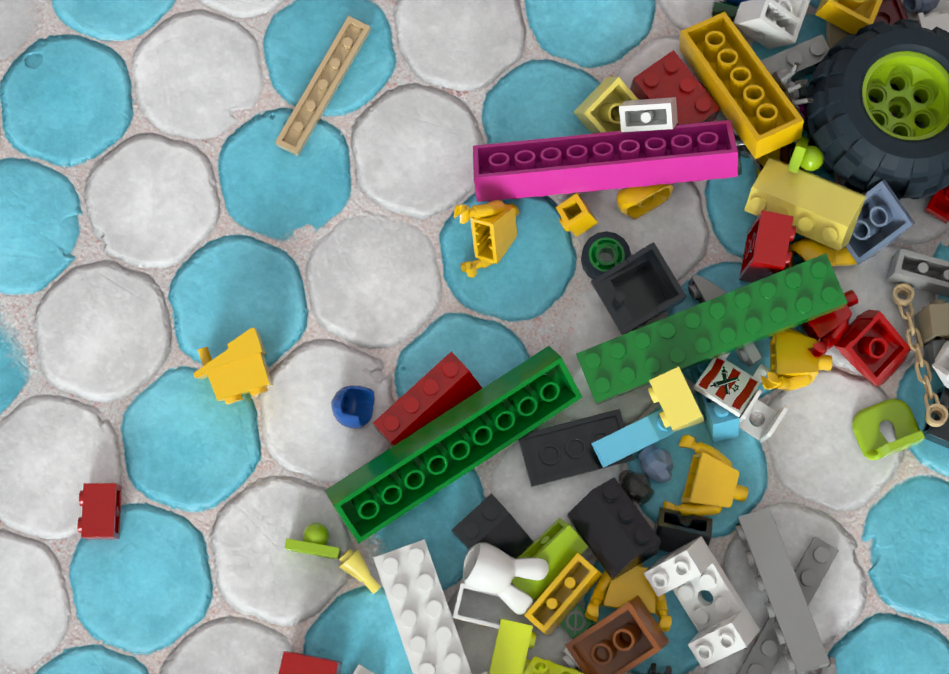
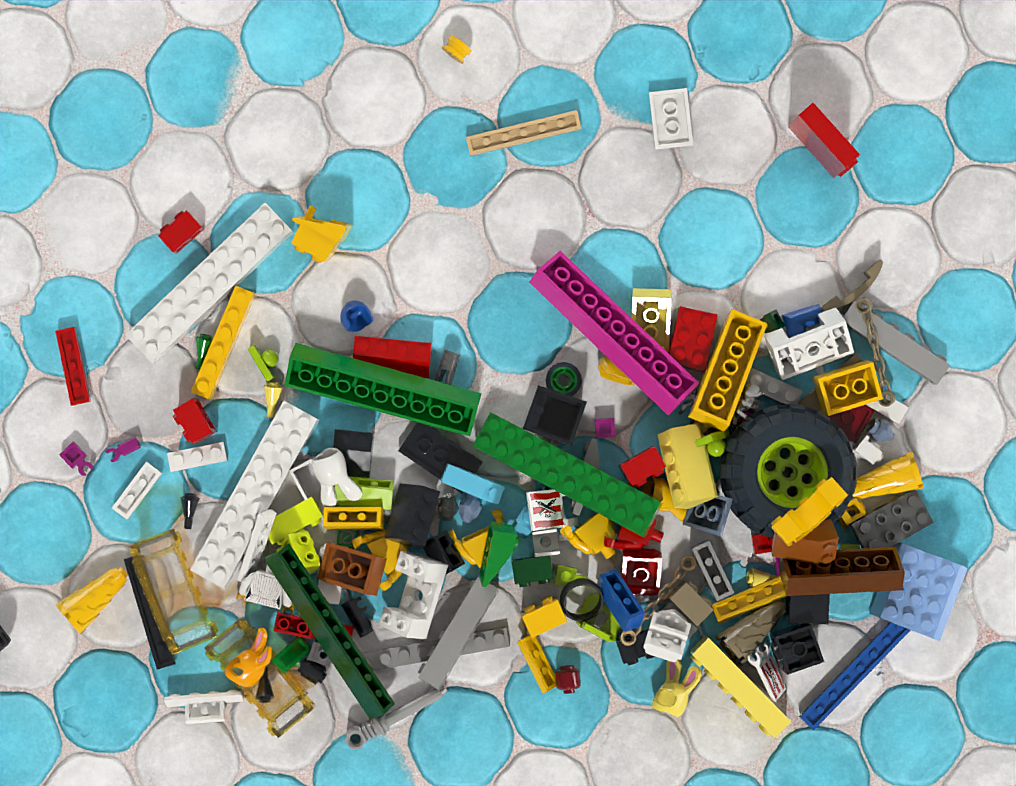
camera: 50 degrees right, 10 degrees up
(181, 76) = (456, 49): none -> yellow wheel
(181, 529) = (209, 283): none -> white brick
(240, 595) = (202, 347): none -> green cone
(255, 569) = (223, 342): none -> yellow brick
(487, 356) = (449, 363): none -> dark grey hinge
(492, 232) = (519, 305): yellow torso -> none
(576, 215) = (571, 343): yellow brick -> none
(648, 114) = (661, 334): white brick -> none
(676, 400) = (510, 489): light yellow slope -> none
(690, 258) = (605, 428): none -> magenta plate
(732, 469) = (498, 549): none -> green slope
(778, 454) = (532, 570): none -> dark green brick
(816, 424) = (565, 574): none -> lime brick
(841, 482) = (543, 616): none -> yellow brick
(877, 430) = (580, 582): none -> black tyre
(882, 535) = (538, 663): none -> yellow plate
(889, 390) = (620, 600): none -> blue brick
(925, 518) = (567, 679): none -> dark red head

